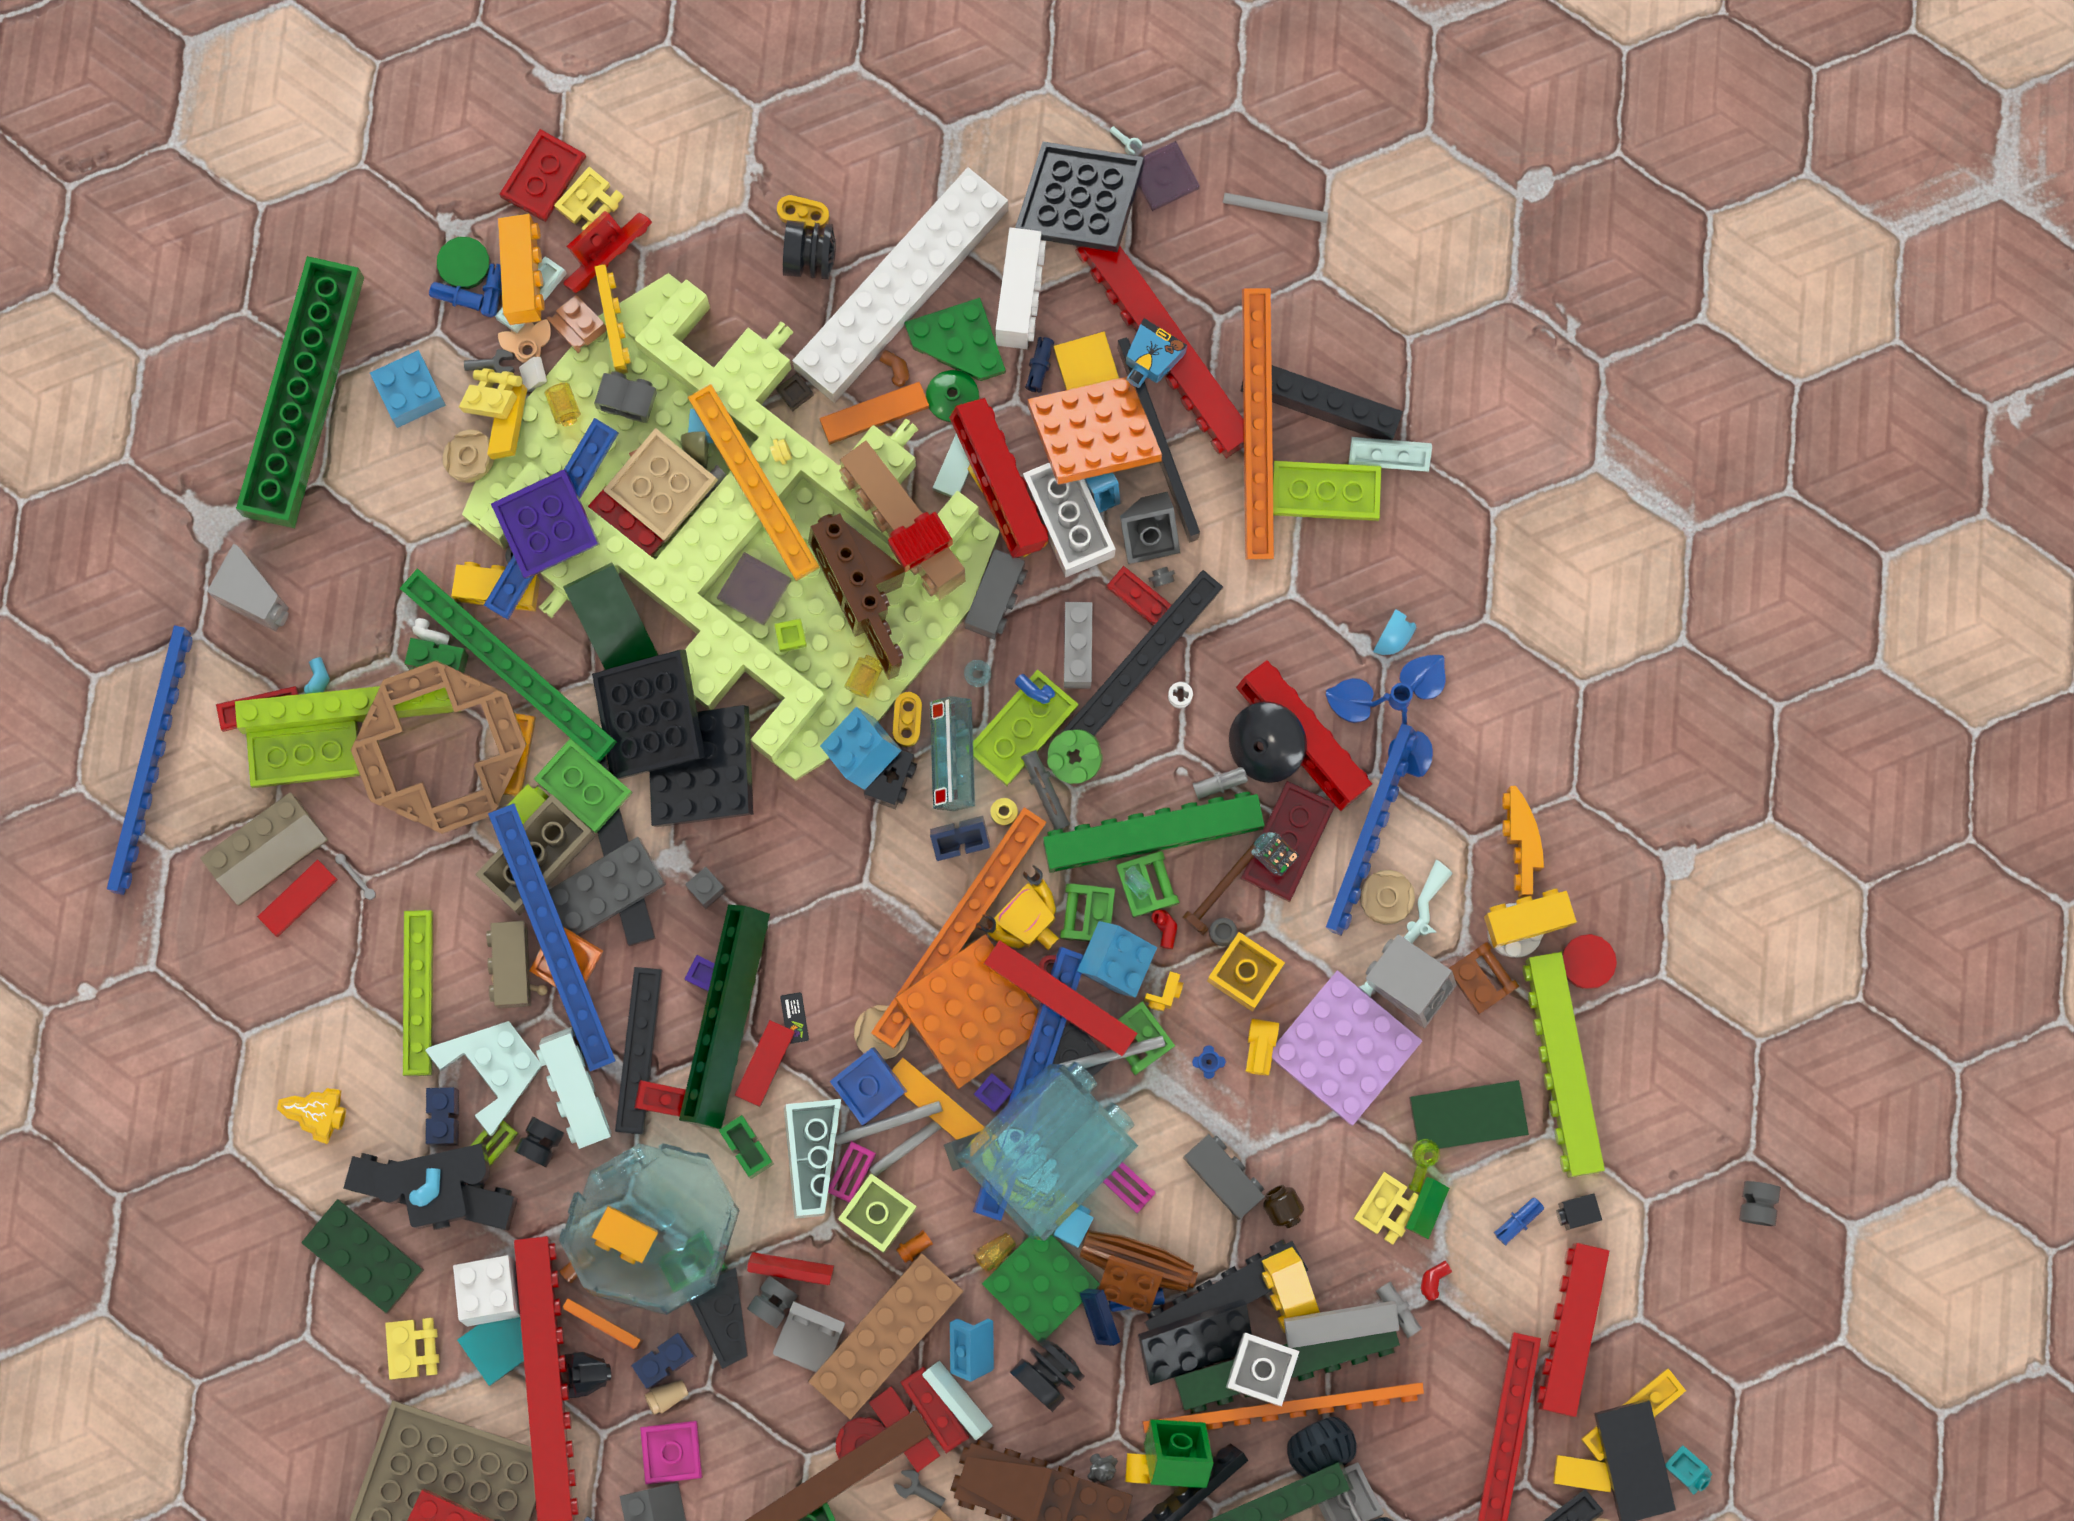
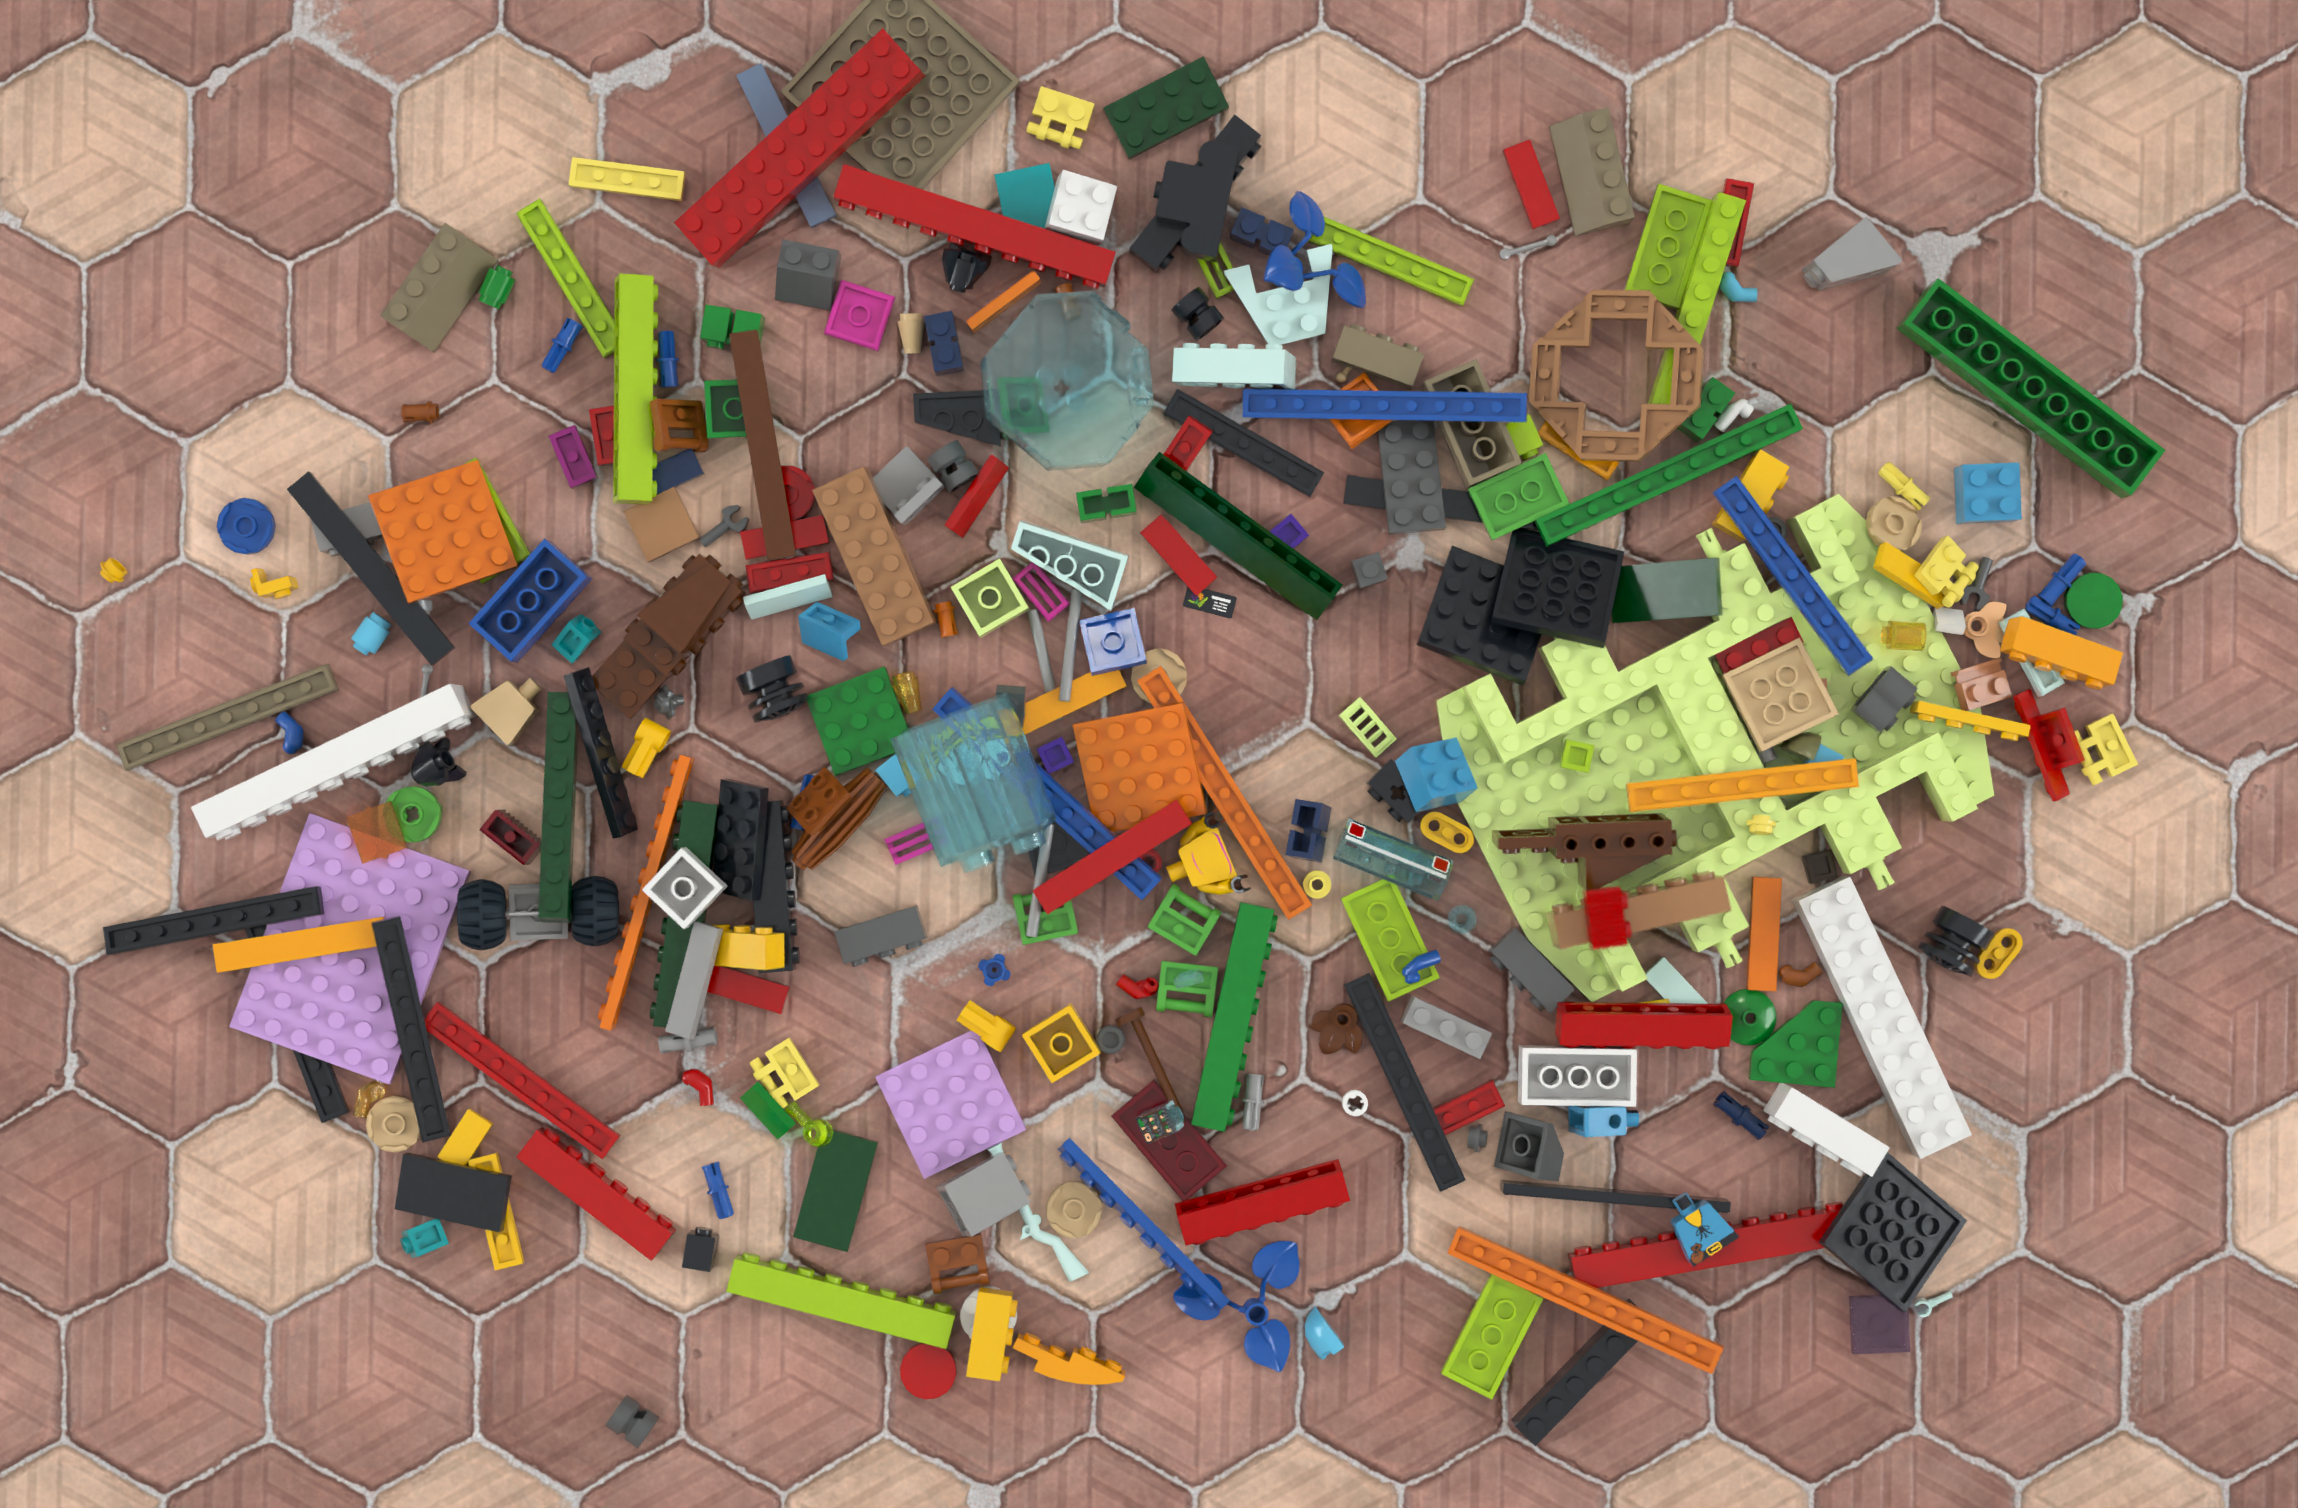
camera: 115 degrees right, 10 degrees up
(147, 770) = (1735, 105): blue plate -> none
(316, 1112) = (1318, 118): yellow rock -> none
(429, 1190) = (1192, 189): medium azure arm -> none
(431, 462) = (1903, 485): none -> light yellow axle
(464, 1078) = (1286, 270): none -> blue plant
(542, 175) = (2149, 715): red tile -> none
(545, 524) = (1788, 566): dark purple plate -> none
(624, 1234) = (1073, 354): light orange brick -> none
(754, 588) = (1638, 741): tile -> none
(838, 850) = (1350, 710): none -> yellowish green slope
(864, 676) = (1505, 808): clear yellow brick -> none
(1032, 760) = (1353, 932): dark grey pin -> none
(1085, 361) = (1721, 1161): yellow tile -> none
(1089, 750) = (1337, 991): bright green plate -> none
(1094, 430) = (1649, 1138): plate -> none
(1100, 1317) = (803, 761): dark blue tile -> none
(1117, 959) = (1126, 927): dark azure brick -> none
(1127, 737) = (1336, 1033): none -> reddish brown plate
(1172, 989) = (1076, 965): yellow bracket -> none
(1178, 1453) = (645, 776): green brick -> none
(1274, 207) = (1798, 1418): light grey bar -> none
(1278, 732) = (1272, 1178): black dish -> none
(1283, 1206) = (829, 977): dark brown head -> none
(1327, 1273) = (748, 989): none -> red tile
(1390, 454) = (1500, 1414): light aqua tile -> none

